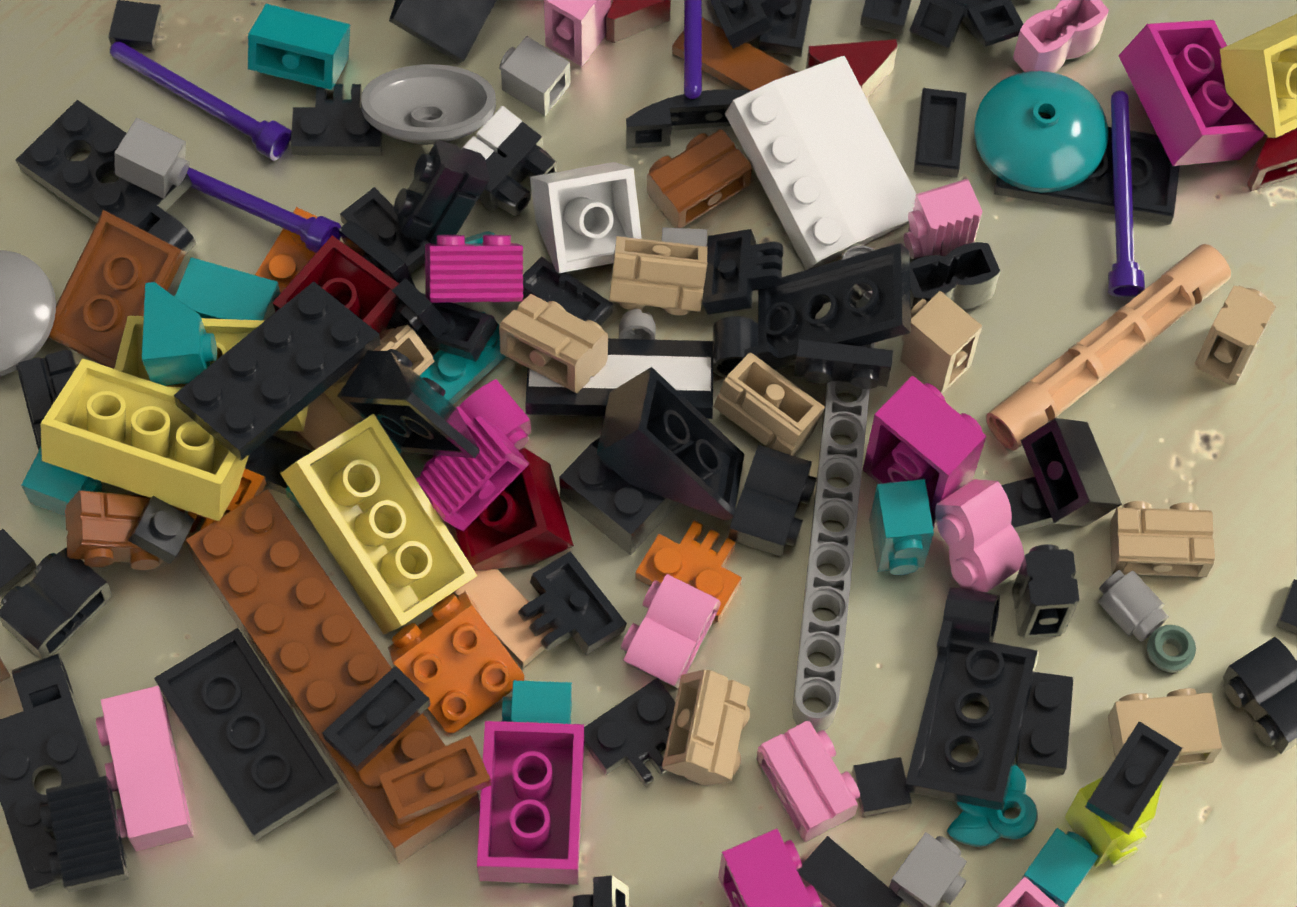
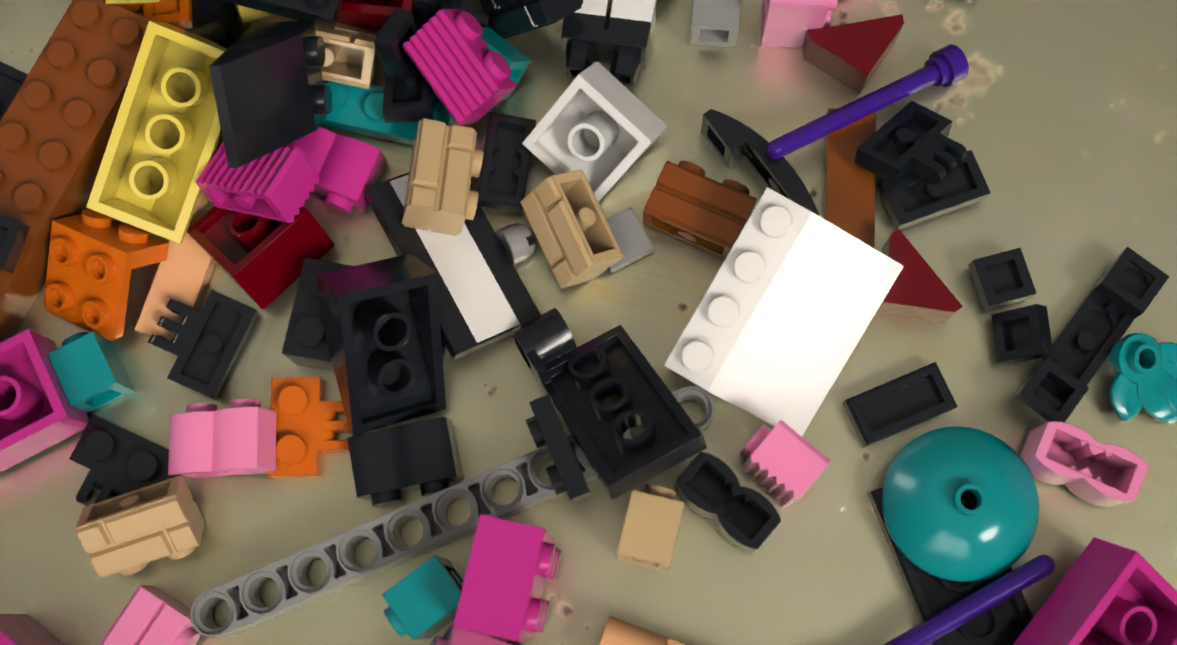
camera: 70 degrees right, 10 degrees up
(737, 269) = (620, 297): black hinge -> none
(768, 405) = (492, 404): tan brick -> none

